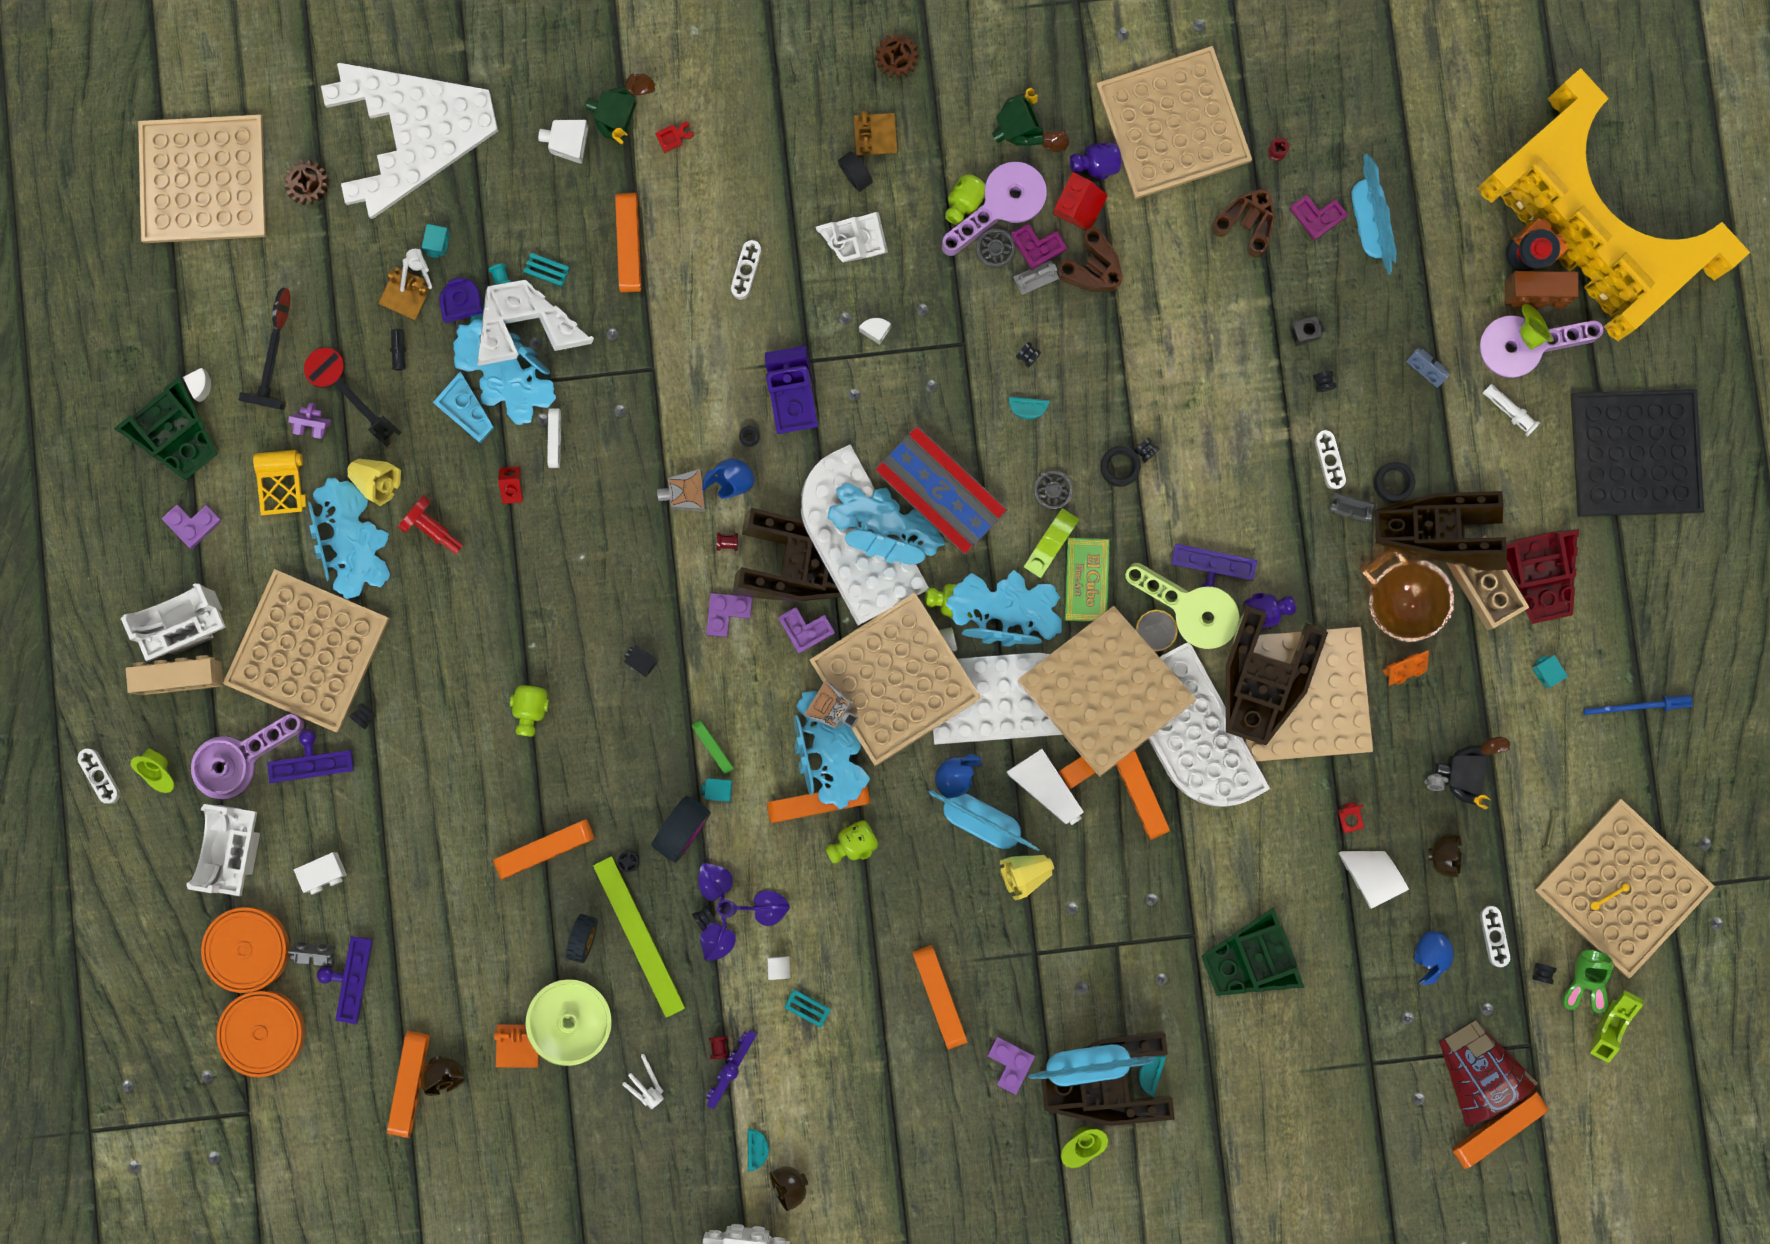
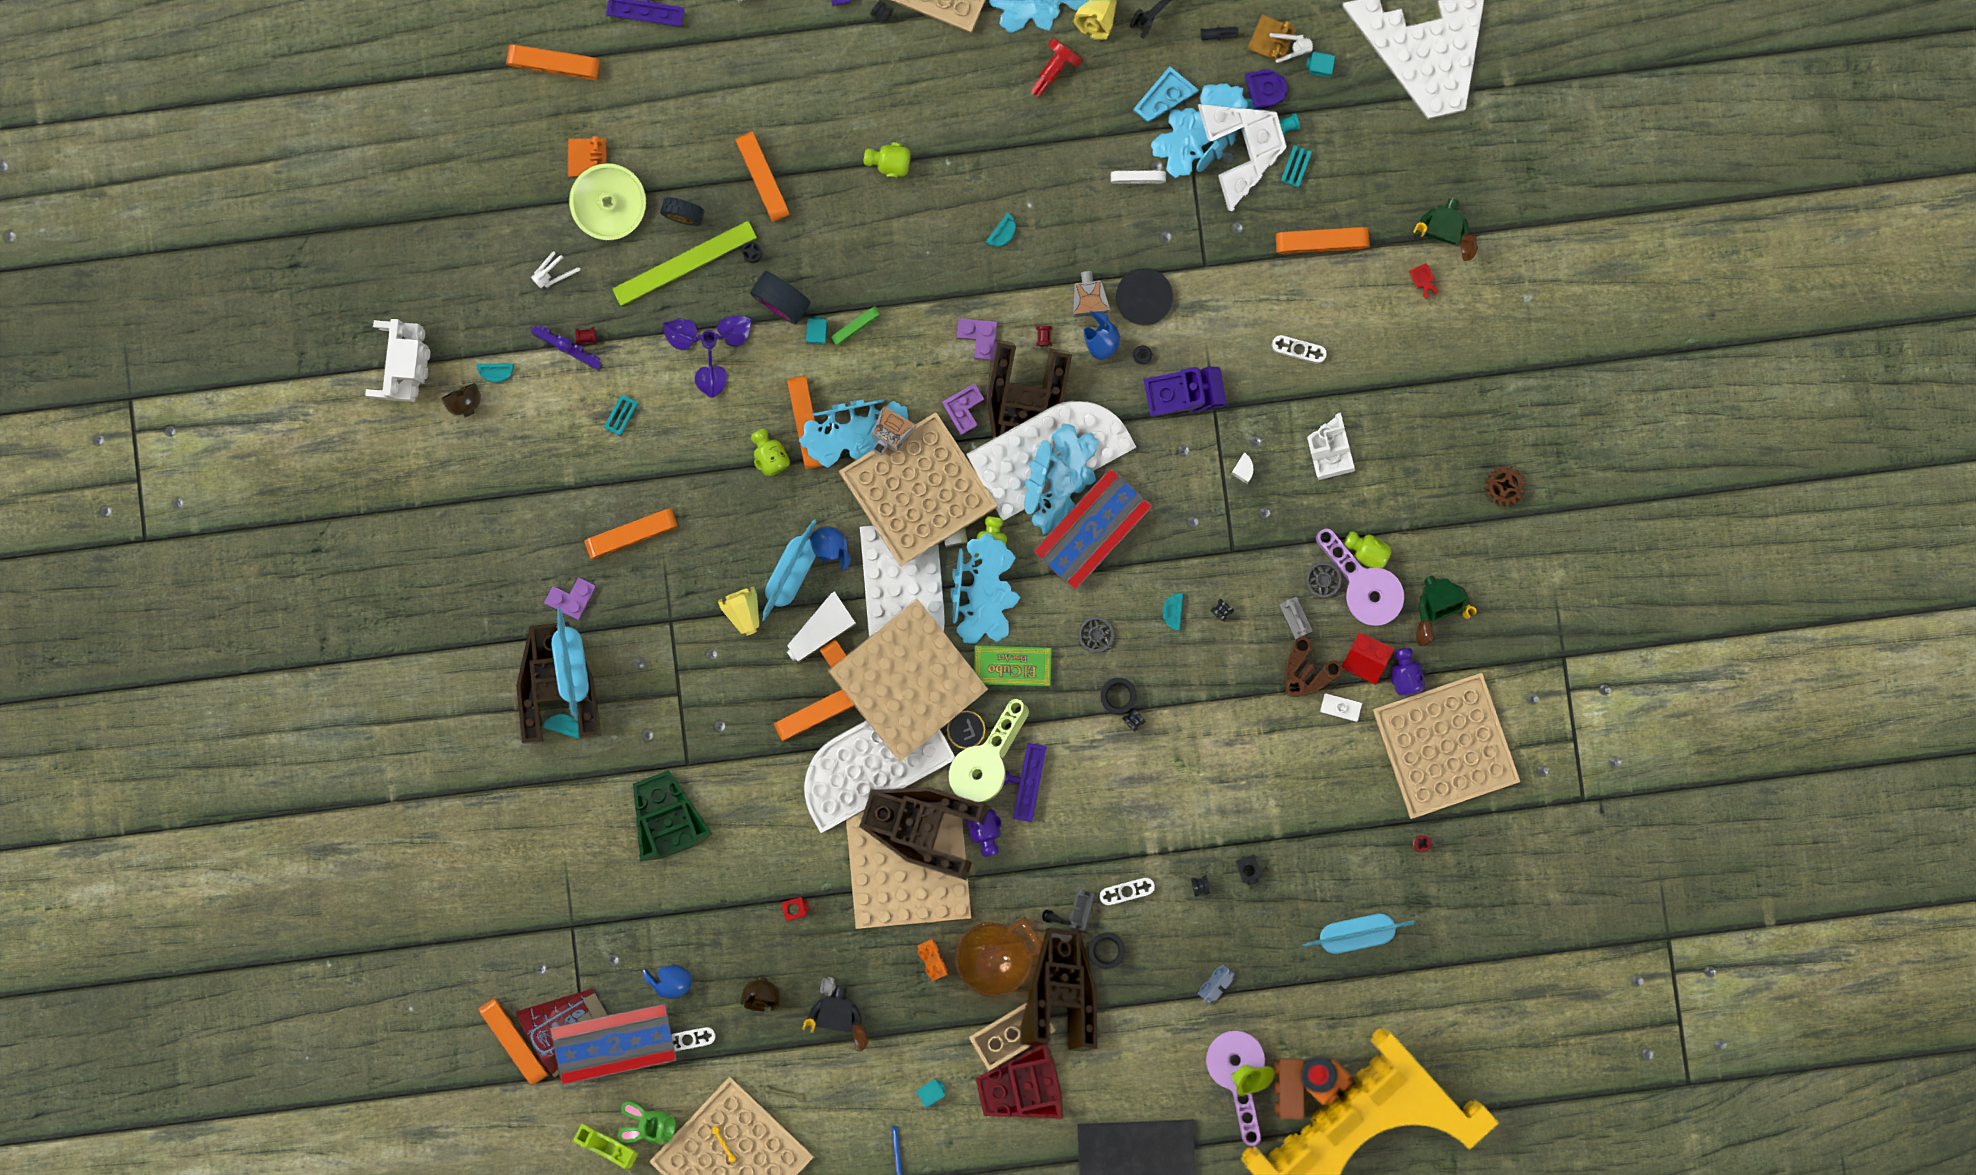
camera: 90 degrees right, 0 degrees up
(441, 1074) = (561, 90): dark brown cylinder -> none
(510, 485) = (1094, 137): red bracket -> none
(566, 139) = (1419, 181): white torso -> none
(612, 585) = (1003, 233): none -> teal tile
(640, 660) = (933, 259): black brick -> none
(685, 433) = (1144, 296): none -> black tile
(704, 918) = (701, 321): black wheel -> none
(779, 968) = (656, 388): white brick -> none
(855, 171) = (1391, 447): black tyre -> none
(875, 134) = (1430, 467): pearl gold hinge -> none
(1036, 251) = (1320, 616): magenta plate -> none
(1051, 543) = (1046, 632): lime arch -> none
(1083, 1146) = (497, 662): lime piece -> none
(1132, 232) = (1340, 707): none -> white plate
(1234, 210) = (1361, 802): reddish brown connector -> none
(1316, 221) = (1353, 878): magenta plate -> none
(1357, 543) = (1049, 916): none -> black piece
(1374, 875) = (742, 927): white slope -> none
(1505, 1017) = (613, 1044): none -> hinge
(1518, 415) = (1170, 1068): white pin -> none
(1544, 973) = (653, 1083): black wheel -> none

